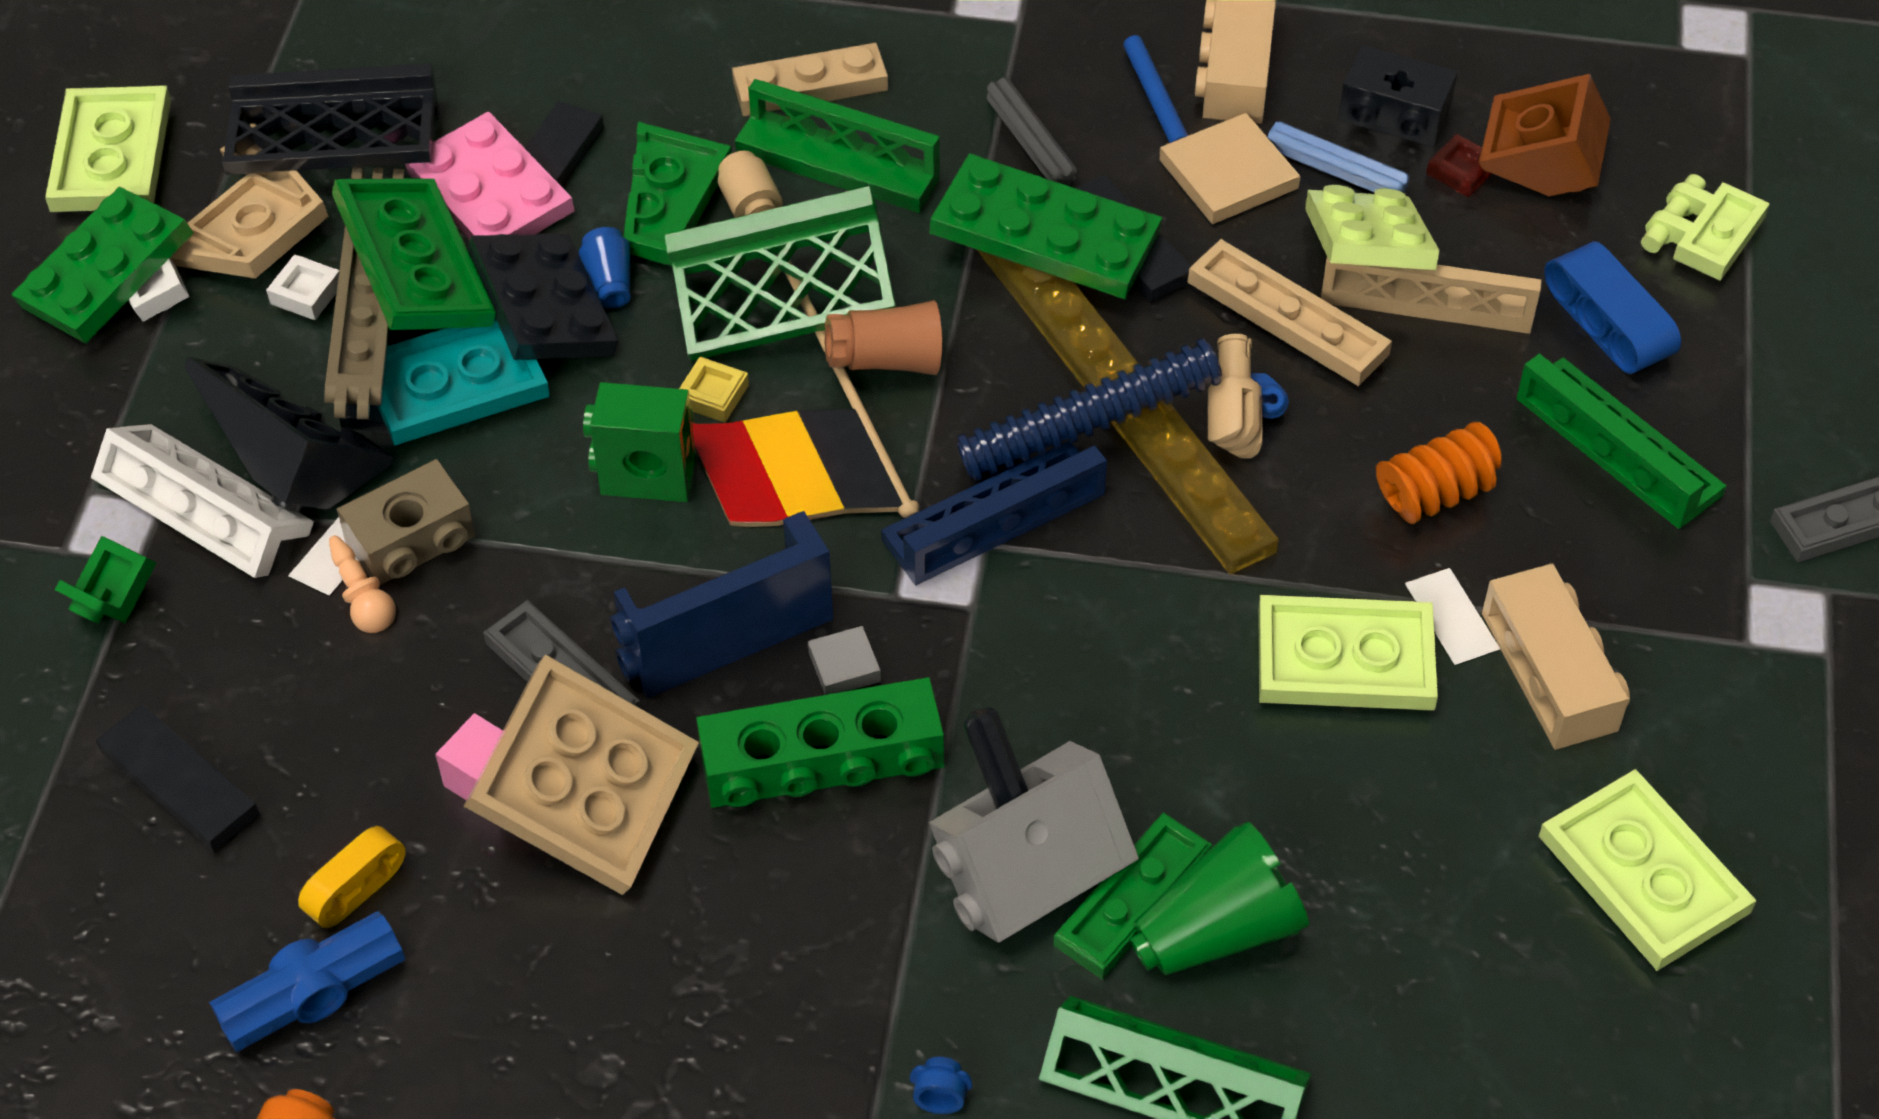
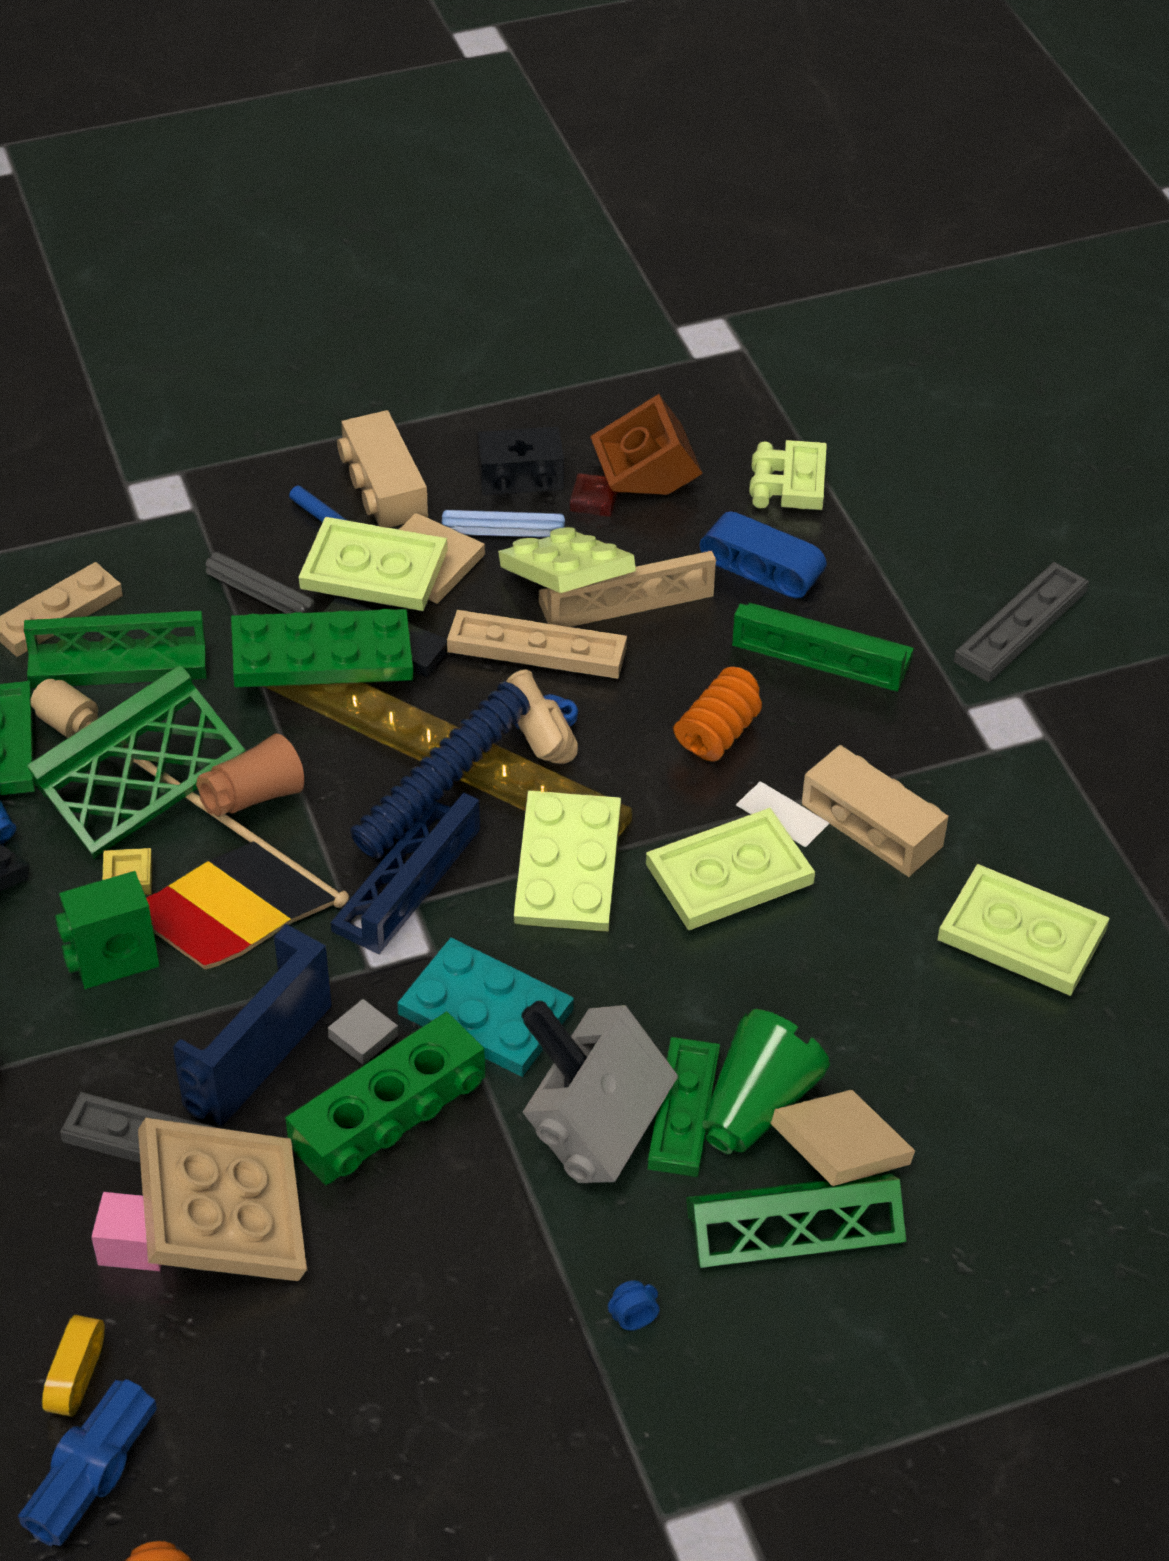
camera: 30 degrees left, 5 degrees down
(985, 664) = (484, 1000): none -> teal plate
(1159, 153) = (373, 563): none -> yellowish green plate
(1169, 568) = (567, 861): none -> yellowish green plate
(1276, 1010) = (842, 1137): none -> tan tile

